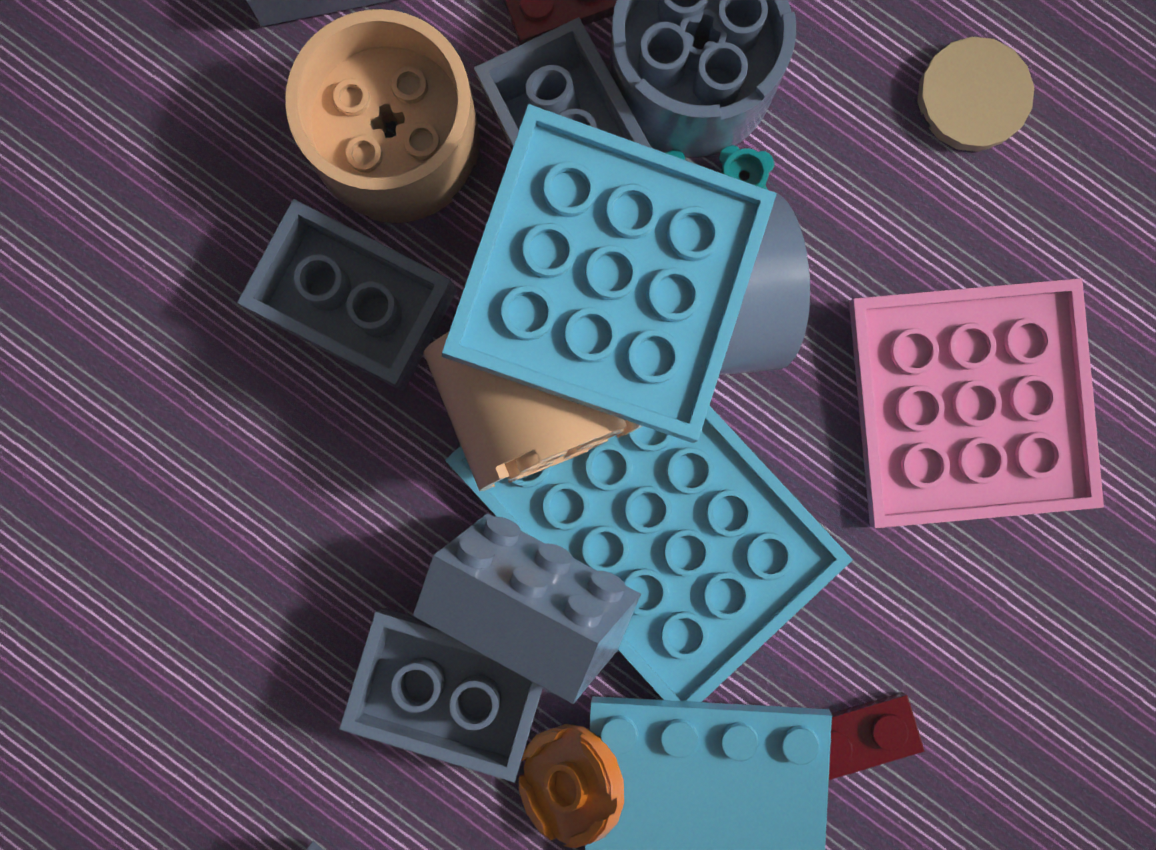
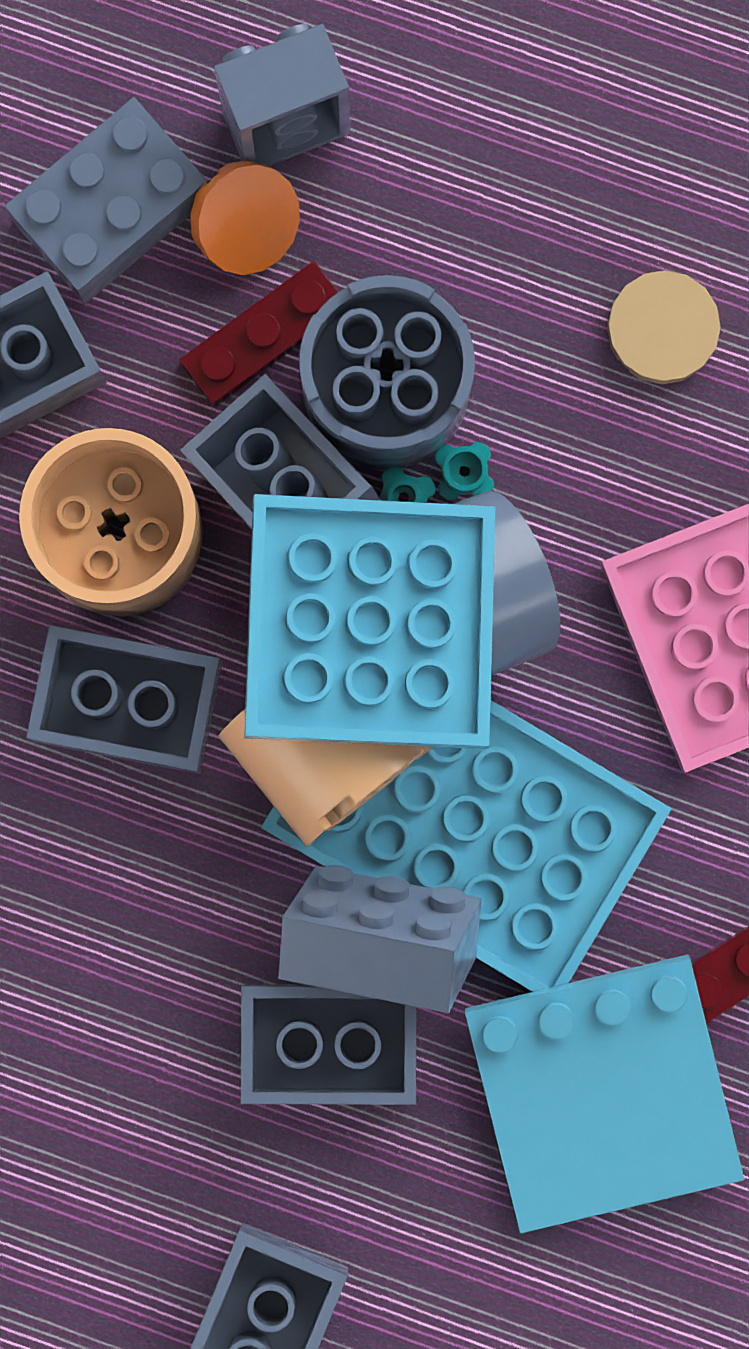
camera: 15 degrees left, 0 degrees up
(571, 785) = (469, 1095): orange tile -> none

